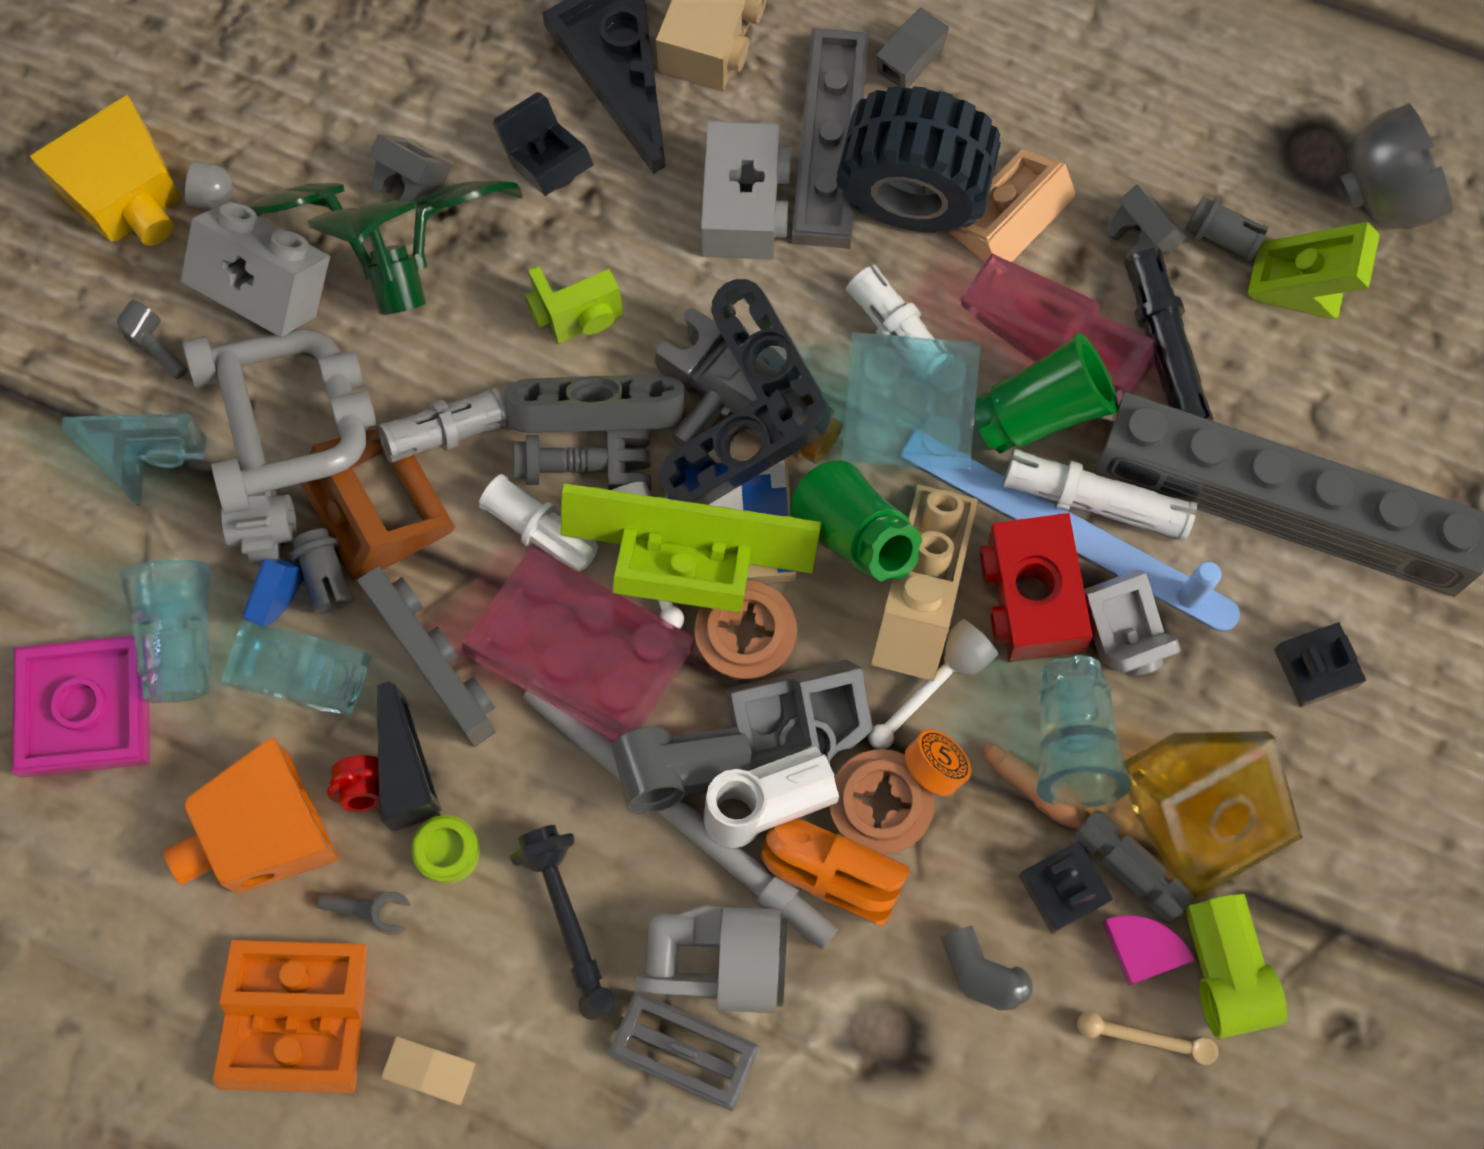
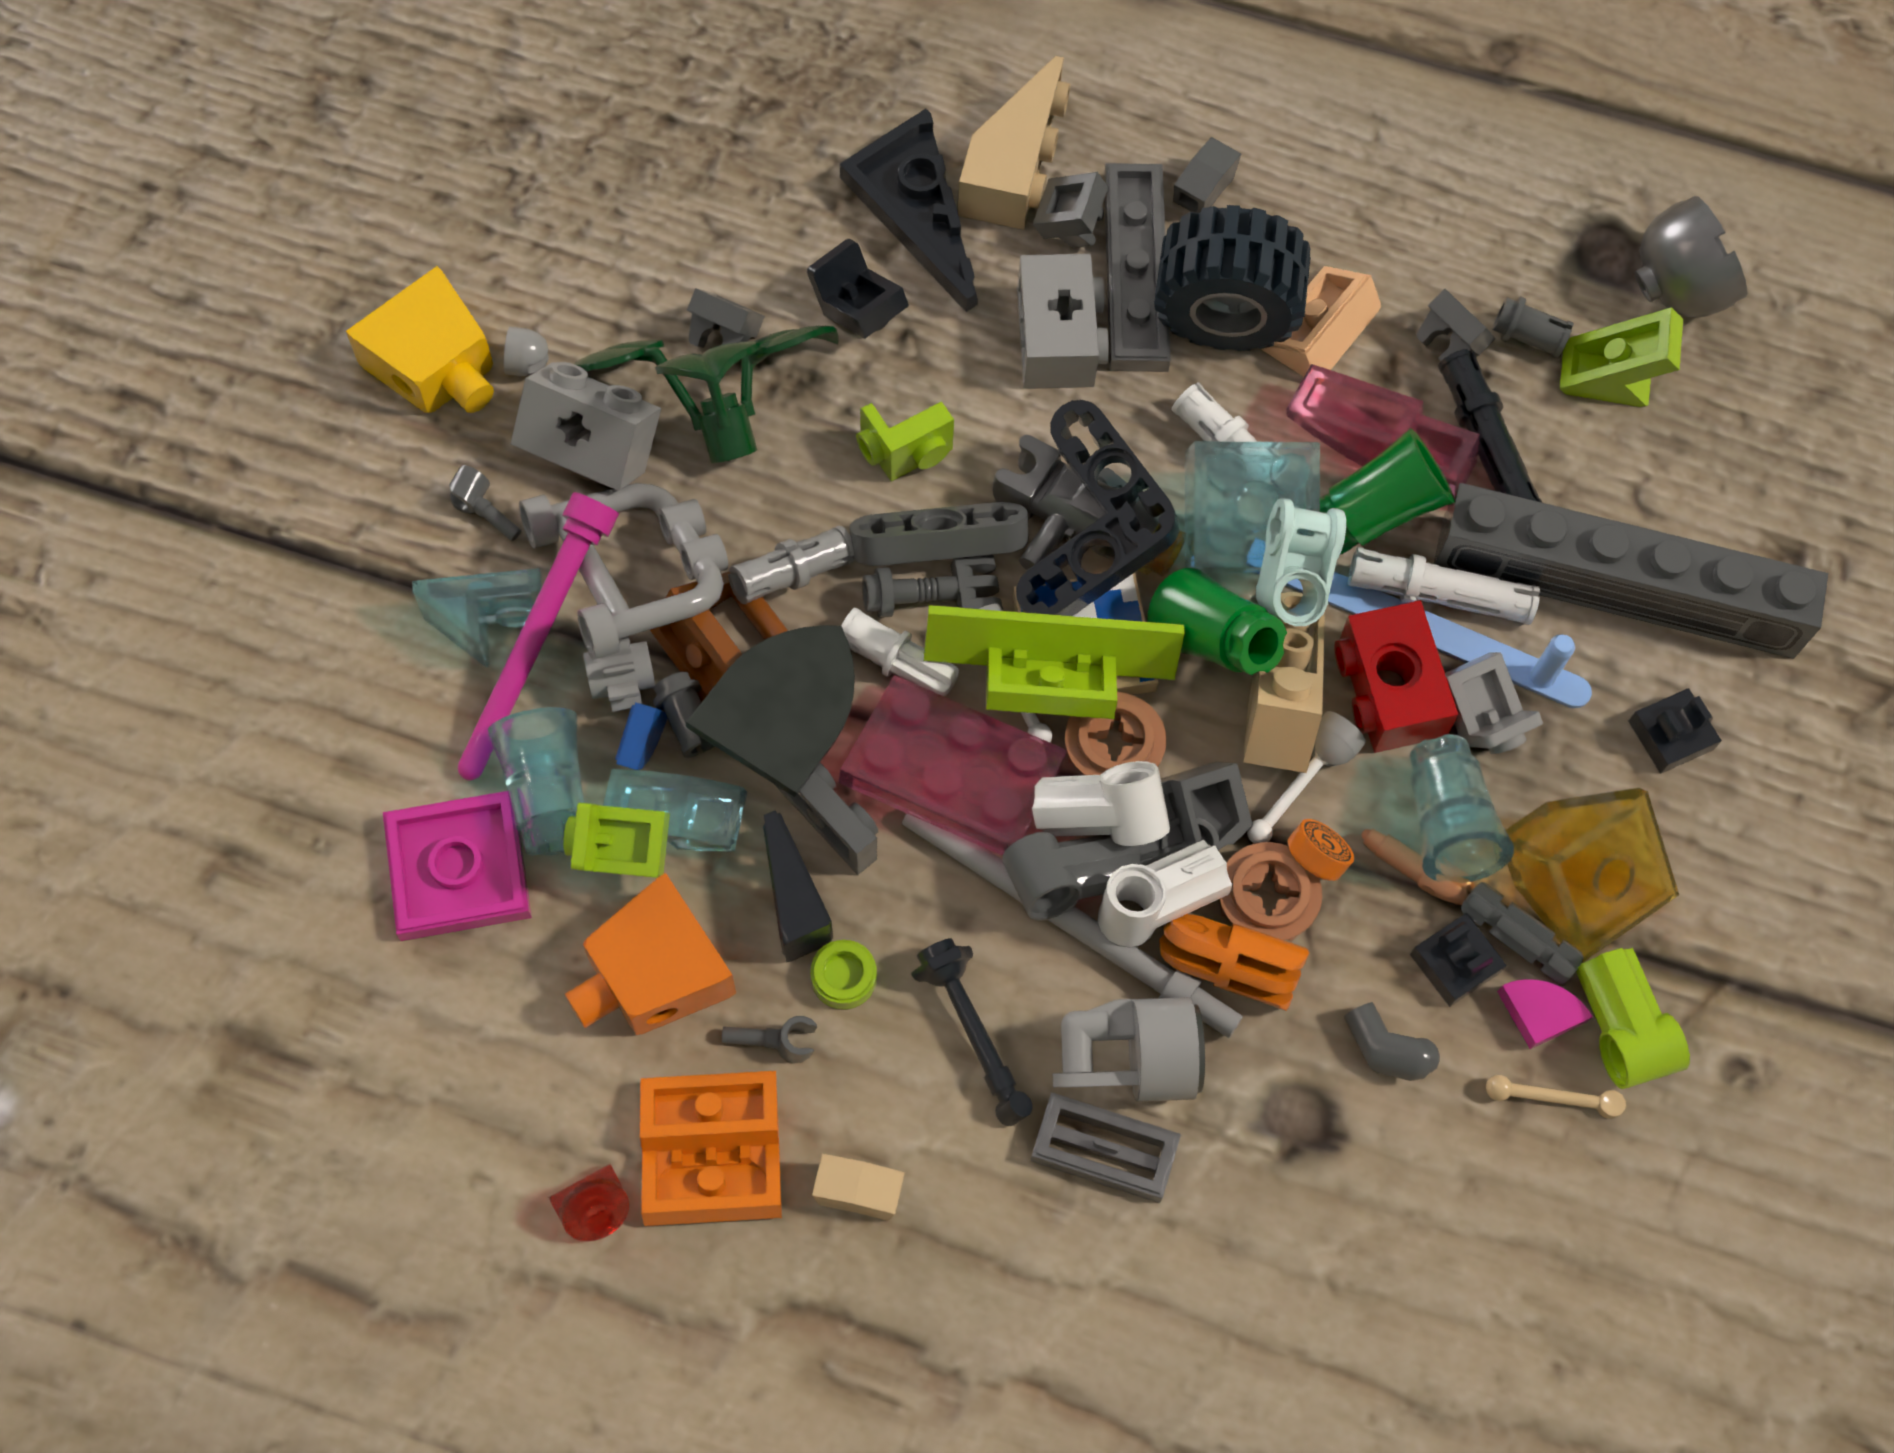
camera: 10 degrees left, 5 degrees down
(168, 1064) = (592, 1205): none -> clear red plate
(228, 699) = (617, 840): none -> lime bracket
(233, 375) = (584, 526): none -> dark pink piece
(355, 783) = (749, 915): red plate -> none
(409, 572) = (782, 704): none -> pearl dark grey shield
(731, 702) = (1118, 803): none -> white piece
(769, 74) = (1071, 208): none -> dark grey tile
(947, 463) = (1301, 558): none -> light aqua piece

